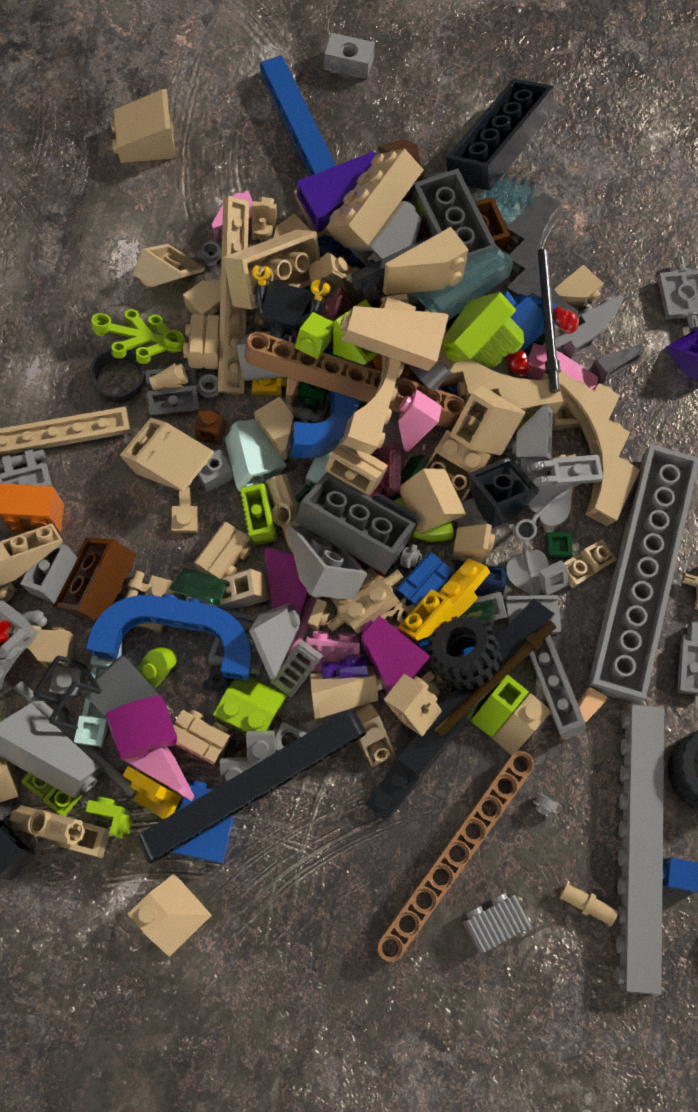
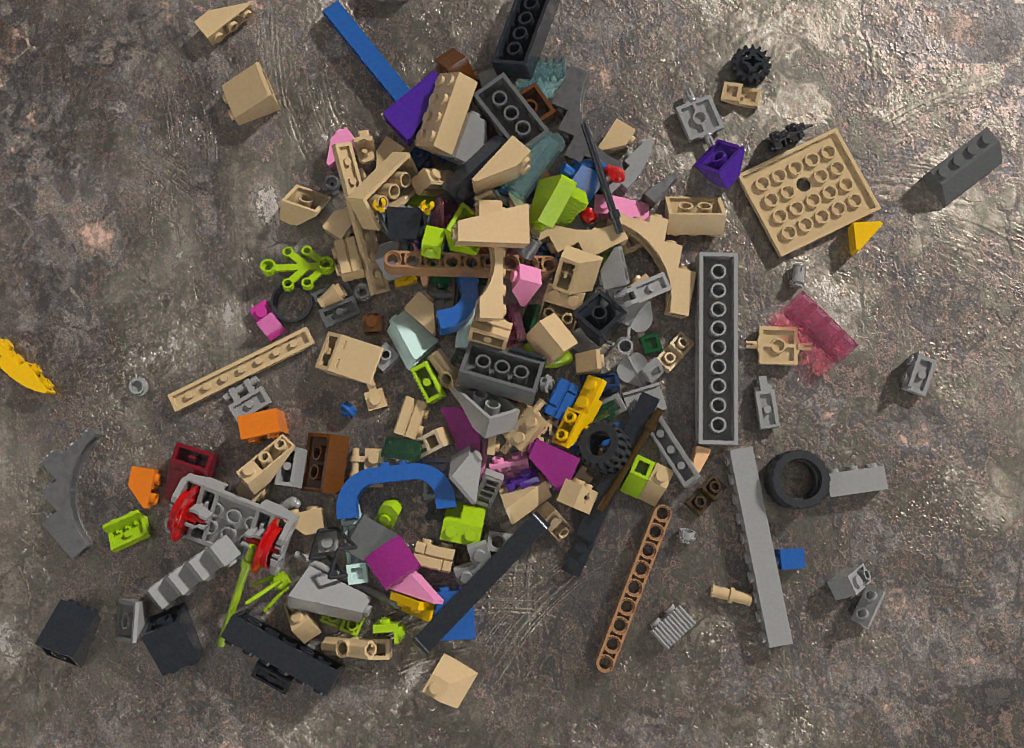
camera: 10 degrees left, 10 degrees up
(80, 389) = (267, 320): none -> dark pink slope
(140, 45) = (220, 22): none -> tan slope
(145, 521) = (347, 410): none -> blue plate
(584, 759) = (705, 495): none -> dark brown slope
(654, 405) = (695, 216): none -> tan slope

